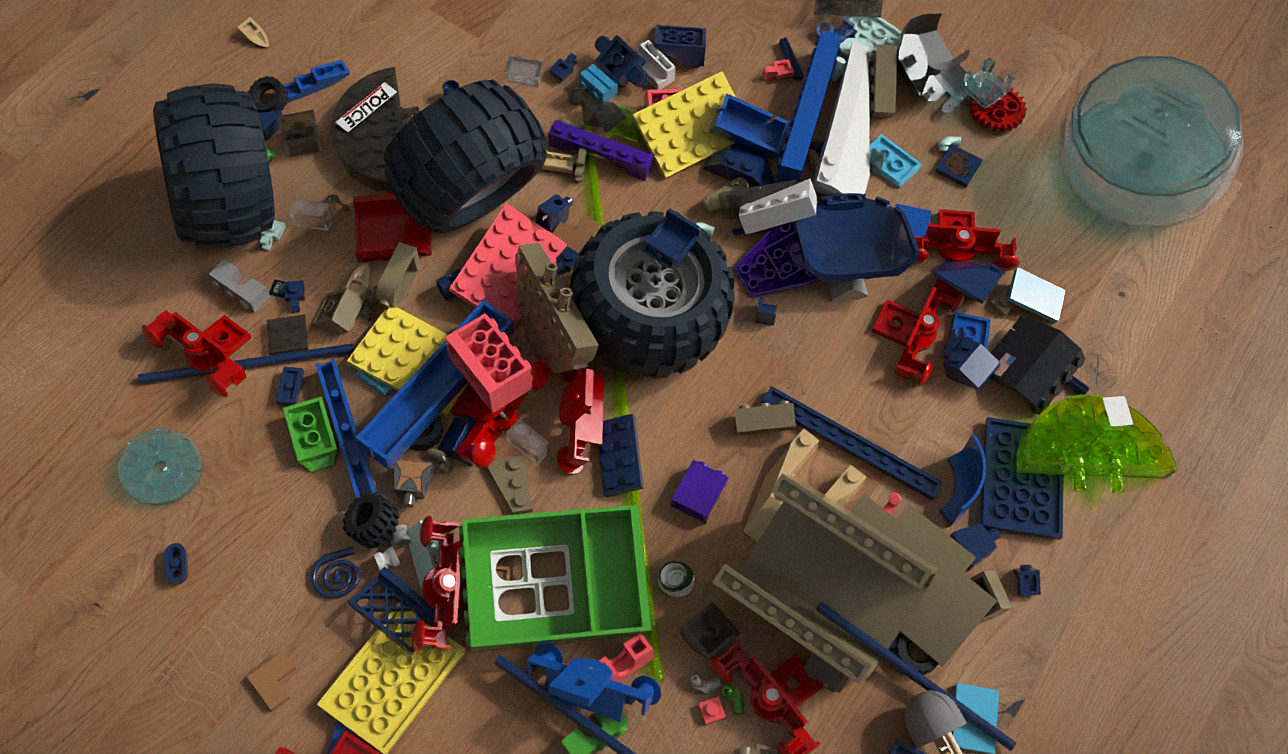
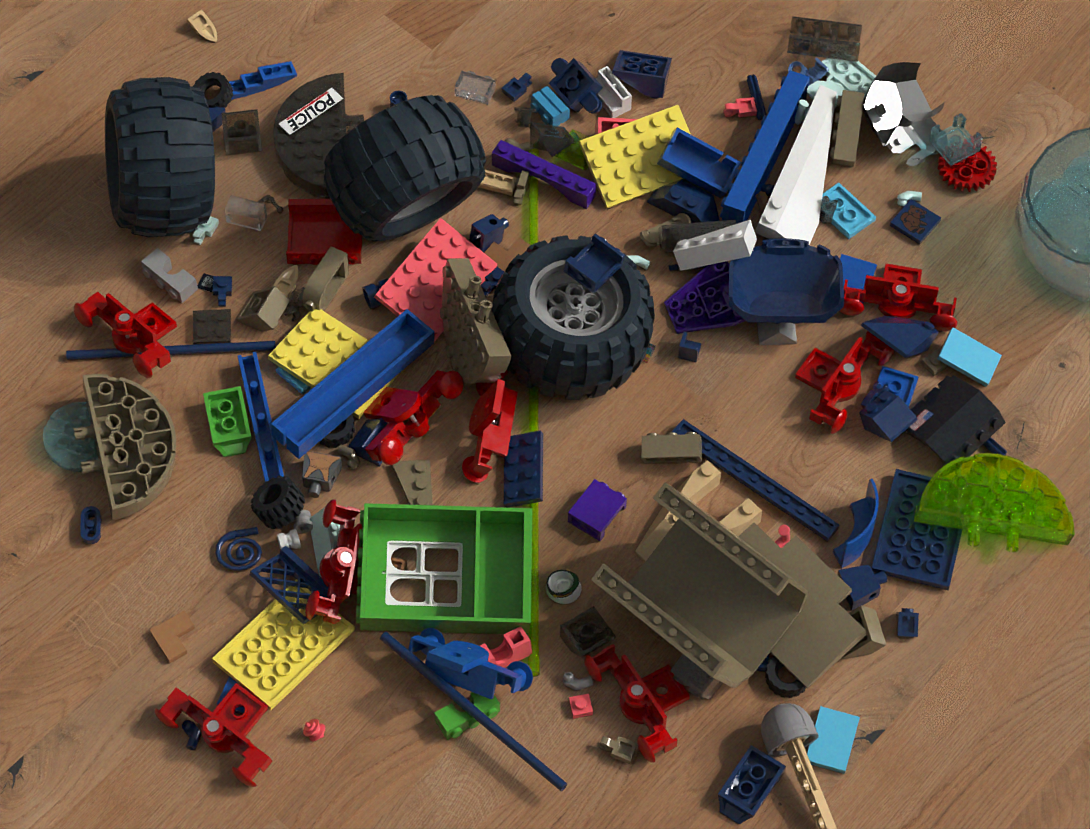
camera: 10 degrees right, 5 degrees down
(212, 469) = (131, 440): none -> dark tan brick
(290, 386) = (210, 374): dark blue plate -> none
(489, 362) = (406, 365): coral brick -> none
(528, 441) = (435, 447): clear brick -> none
(735, 697) = (604, 696): bright green arm -> none
(913, 674) = (773, 688): dark blue piece -> none
(1117, 411) = (1024, 472): white sticker -> none

